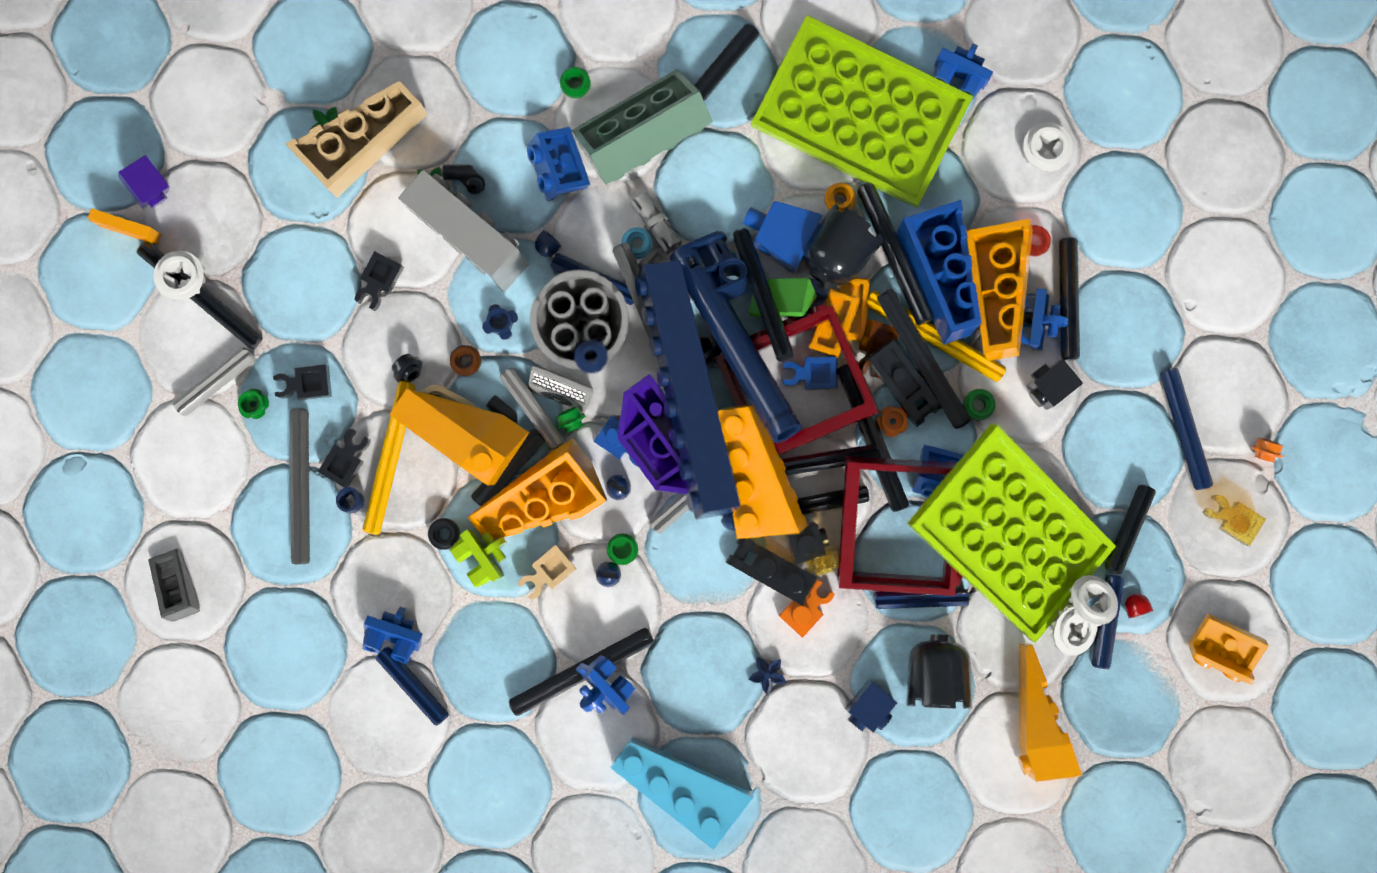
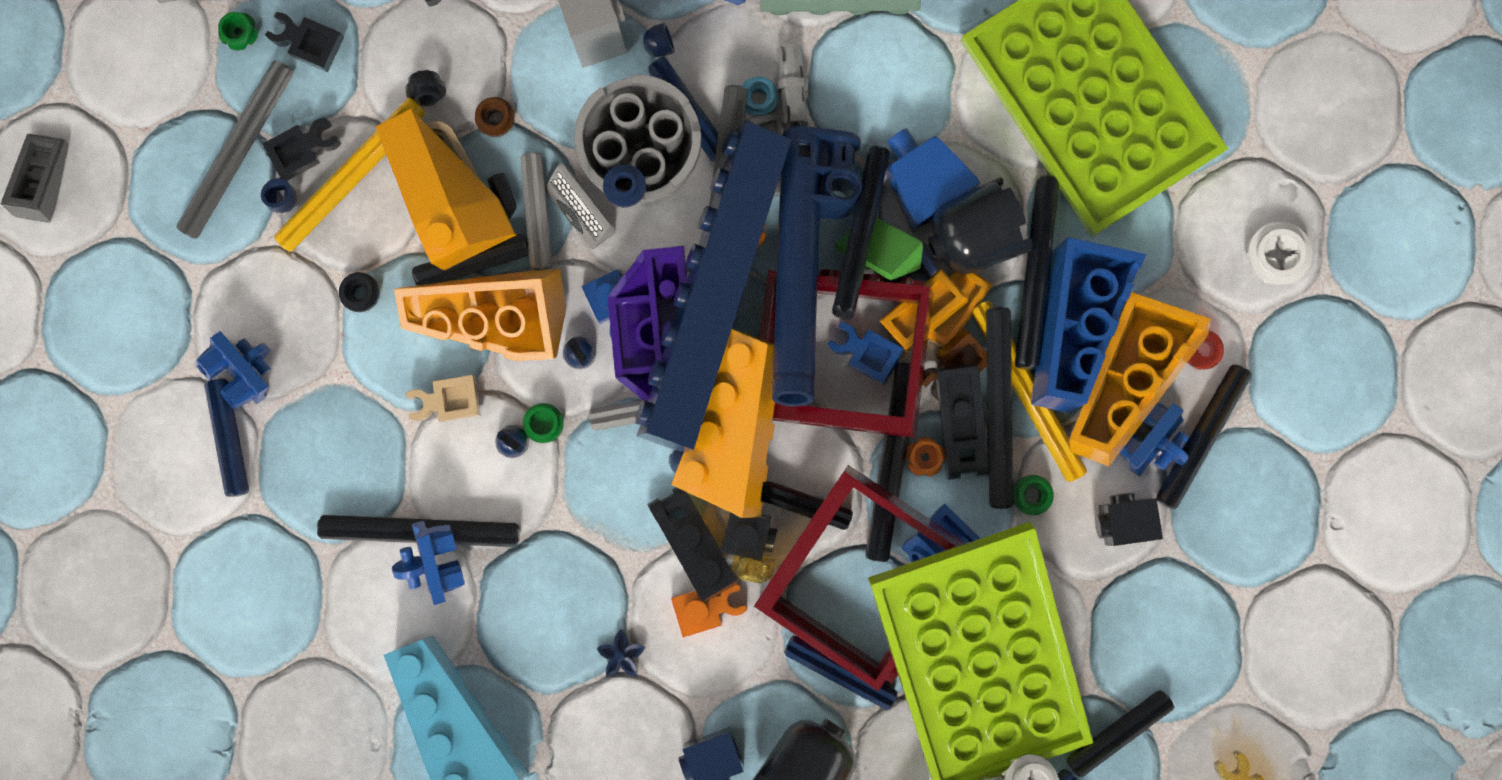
camera: 30 degrees right, 0 degrees up
(471, 545) = (381, 323): lime hips -> none
(496, 313) = (552, 86): dark blue plate -> none
(570, 419) = (570, 247): green plate -> none
(710, 349) = (765, 259): black plate -> none
(827, 460) = (825, 456): black axle -> none
(840, 189) = (1018, 166): light orange plate -> none
(965, 66) = (1238, 109): blue hips -> none
(1186, 429) = (1250, 659): dark blue axle -> none
(1267, 449) = (1329, 736): orange plate -> none

